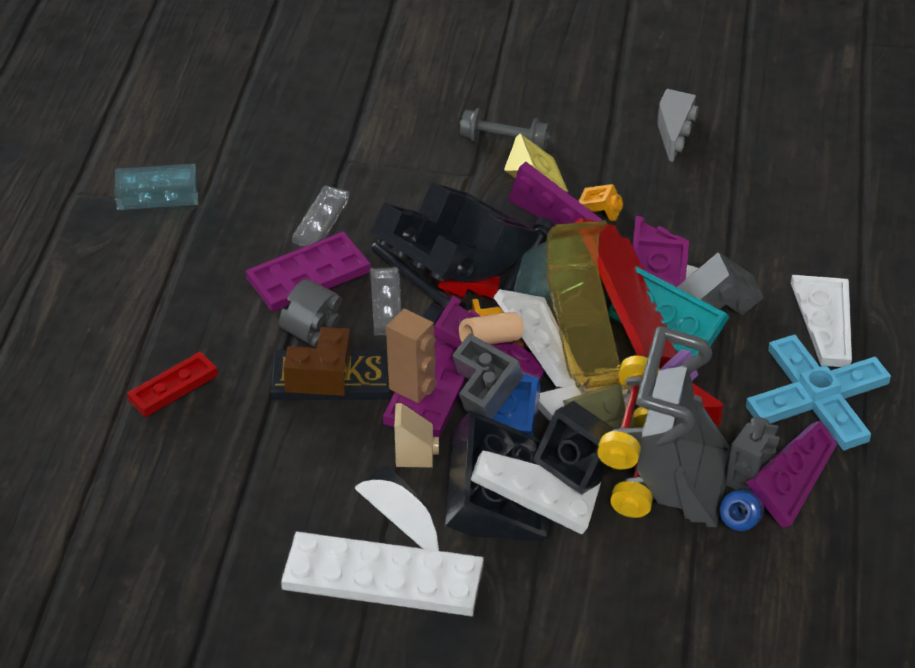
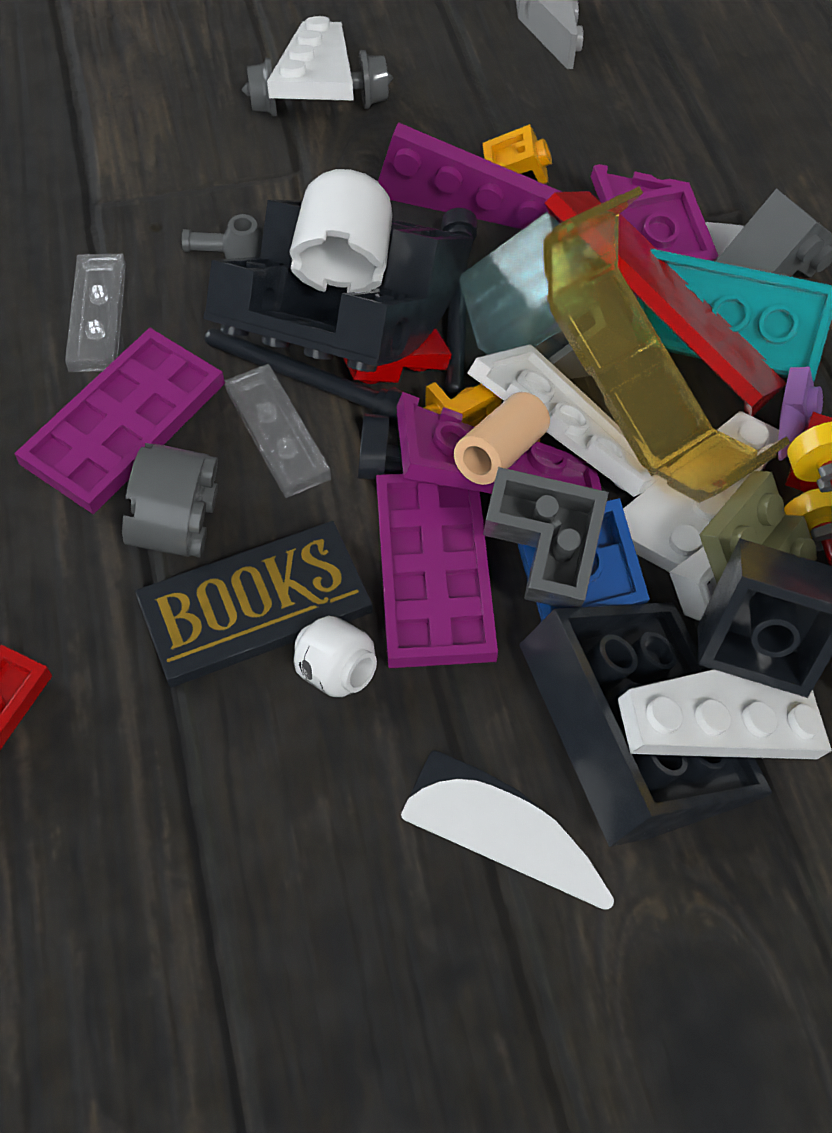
camera: 25 degrees left, 15 degrees up
(321, 368) = (244, 608): reddish brown brick -> none
(357, 407) = (335, 656): none -> white head
(383, 573) = (543, 992): white plate -> none
(411, 202) = (241, 239): none -> dark grey bar
(411, 355) = (411, 538): medium nougat brick -> none
(413, 439) = (468, 691): tan slope -> none
(460, 207) = (342, 232): none -> white cylinder
(506, 118) = (313, 64): none -> white wing
(527, 151) = (376, 121): light yellow slope -> none

